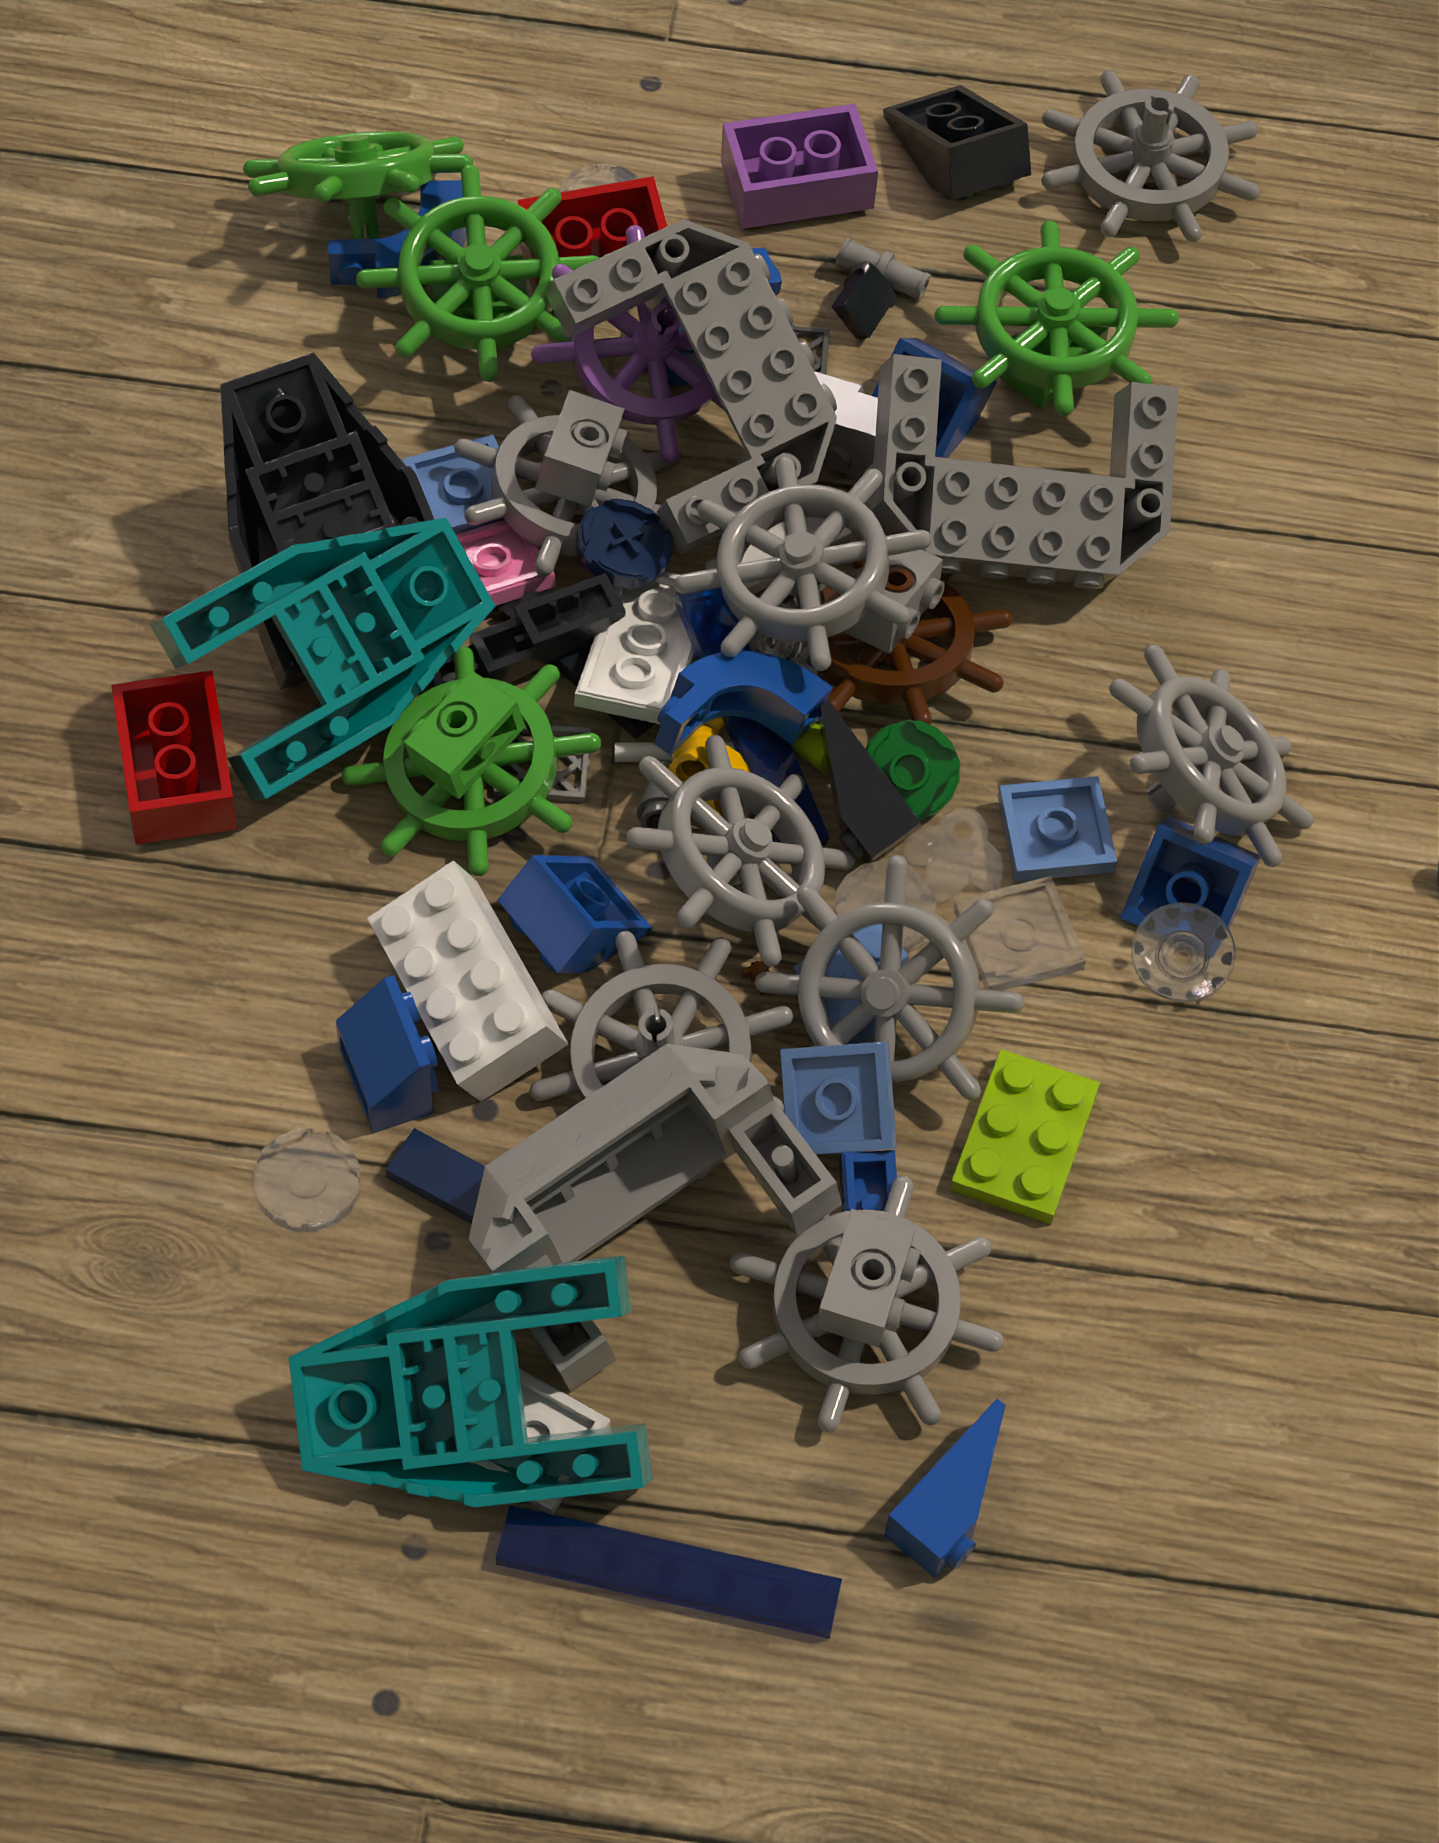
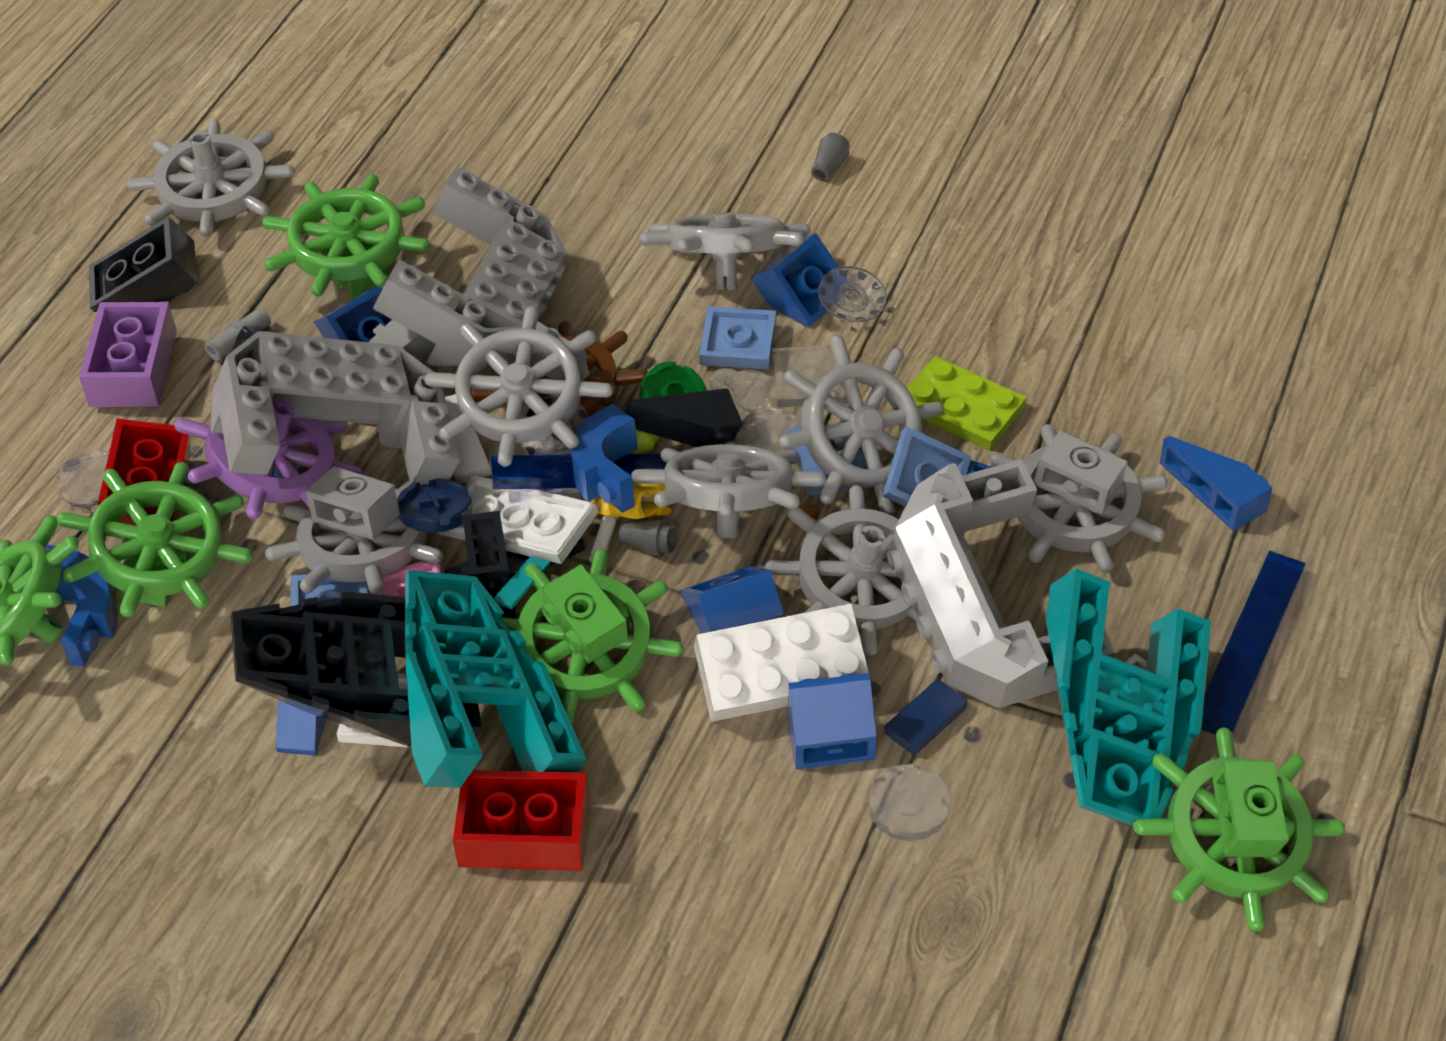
camera: 70 degrees left, 10 degrees down
(317, 1563) = (1254, 818): none -> bright green piece
(523, 665) = (519, 584): none -> teal window

